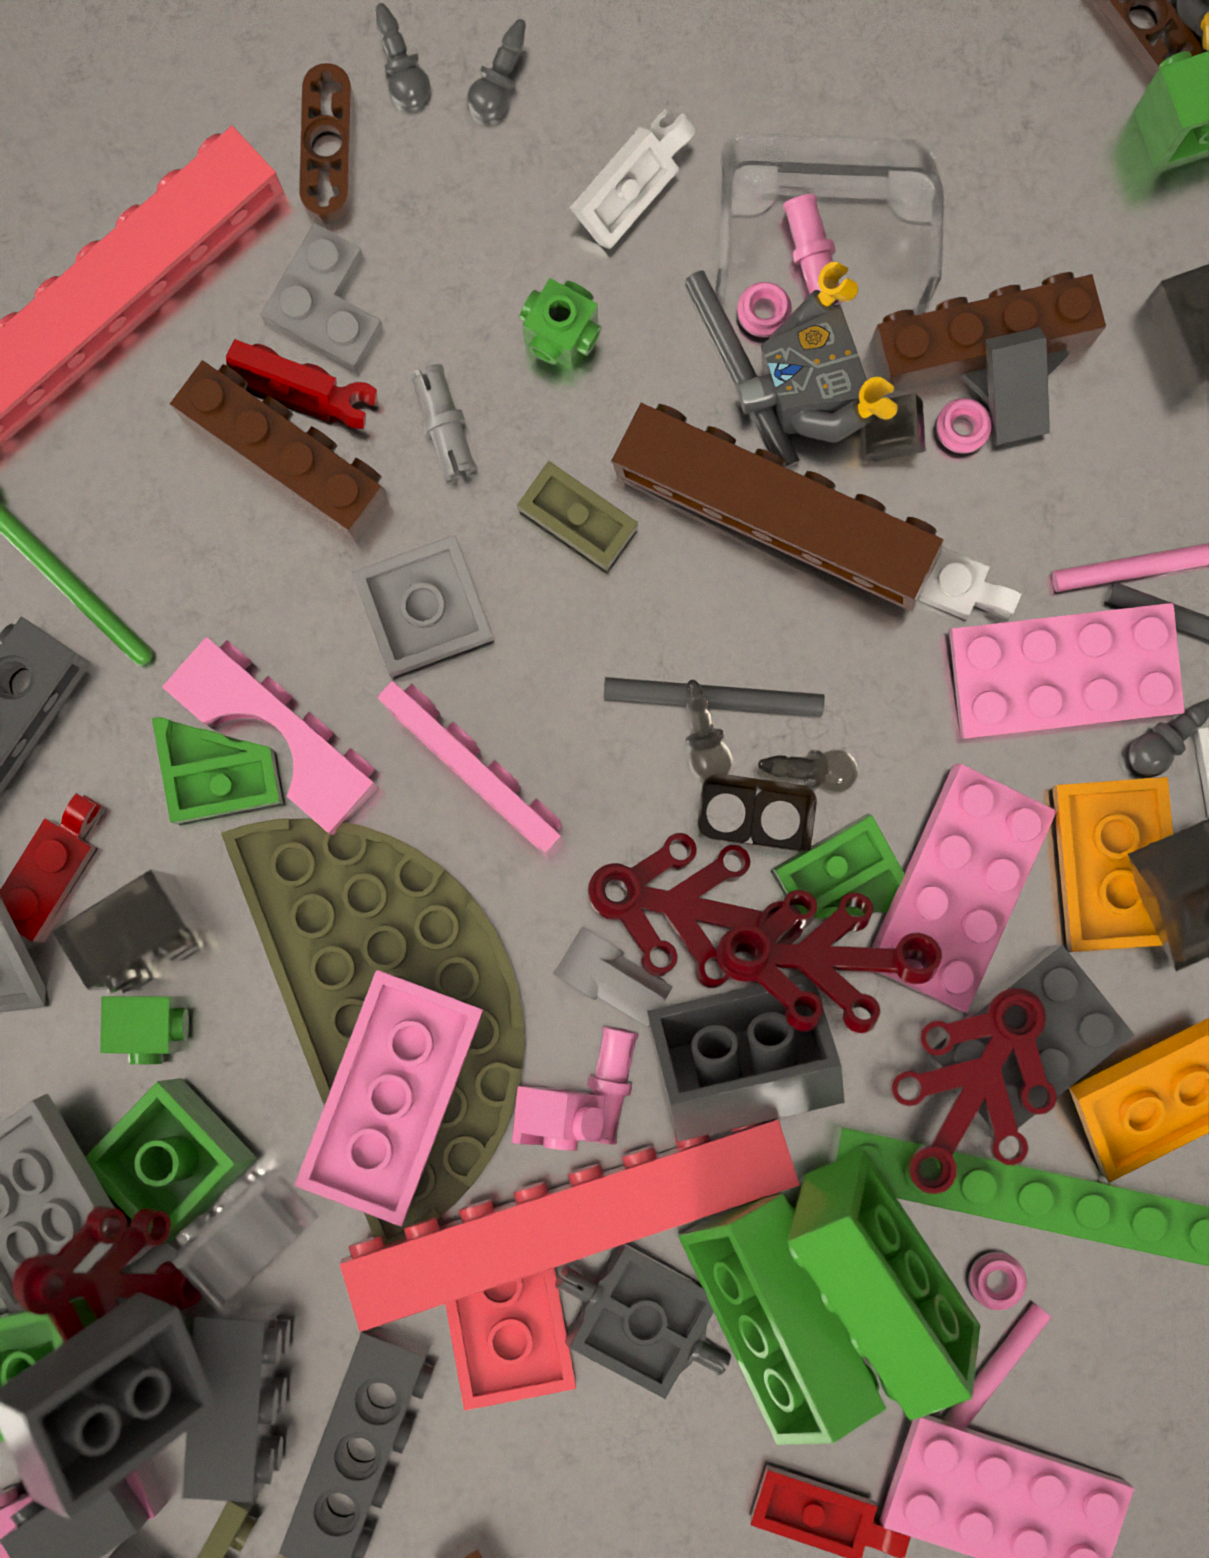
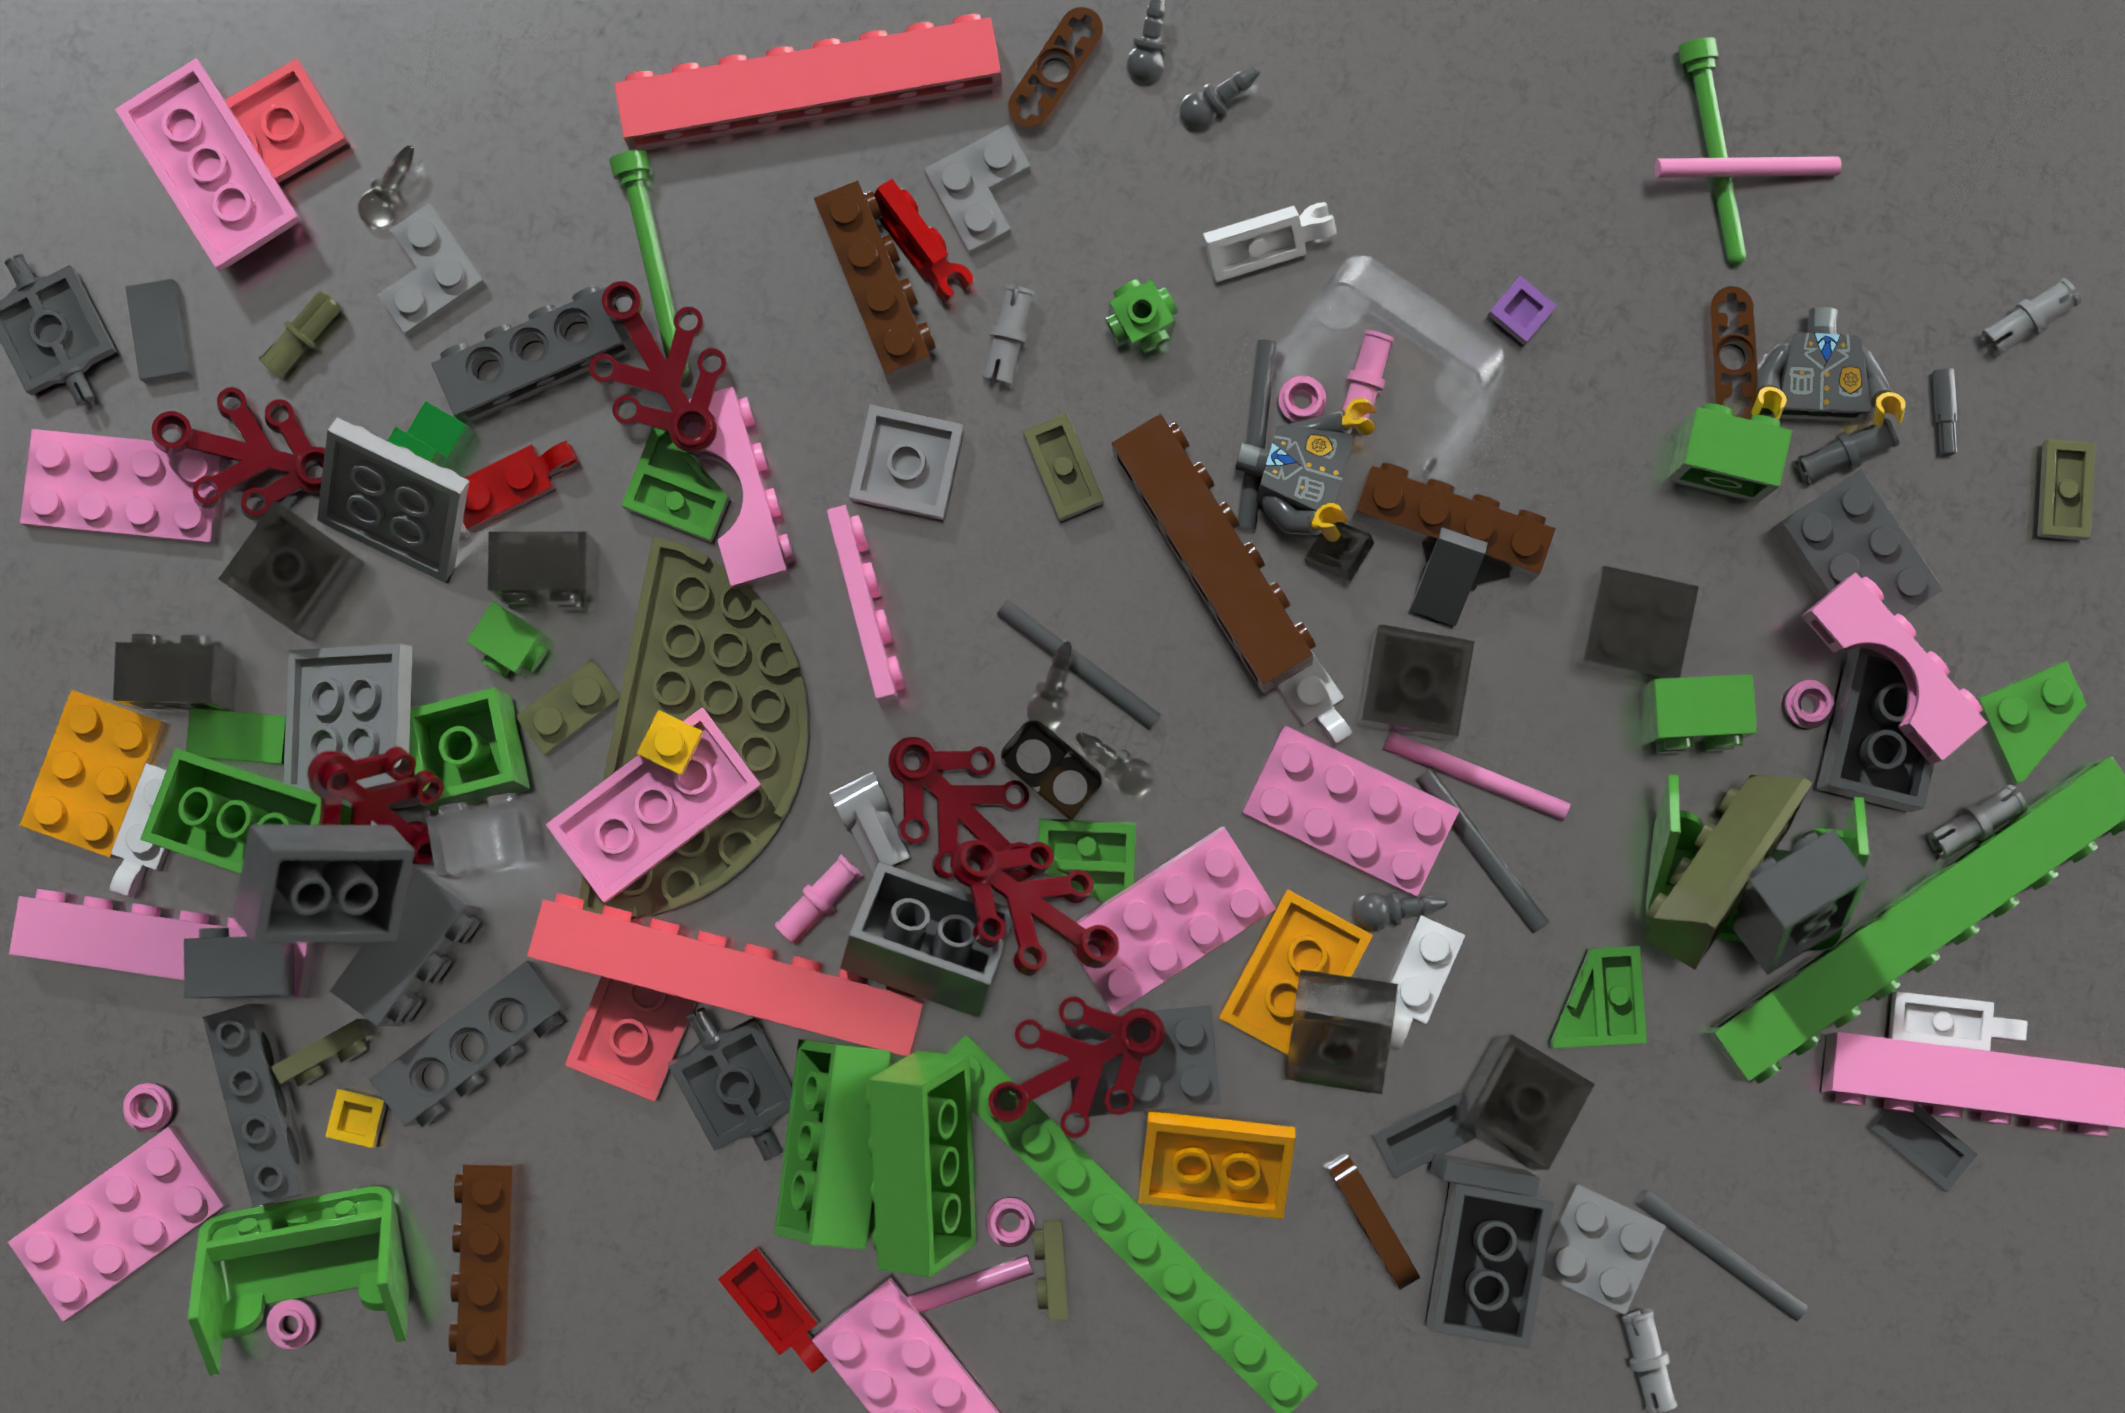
camera: 30 degrees right, 0 degrees up
(130, 668) = (663, 376): none -> dark red plant
(244, 1052) = (569, 707): none -> olive plate
(367, 1025) = (670, 742): none -> yellow plate
(557, 1117) = (765, 897): bright pink brick -> none
(918, 94) = (1522, 310): none -> medium lavender plate
(971, 411) = (1405, 570): bright pink plate -> none
(1052, 507) = (1416, 682): none -> clear smoke brick
(1084, 1321) = (1053, 1290): none -> olive plate

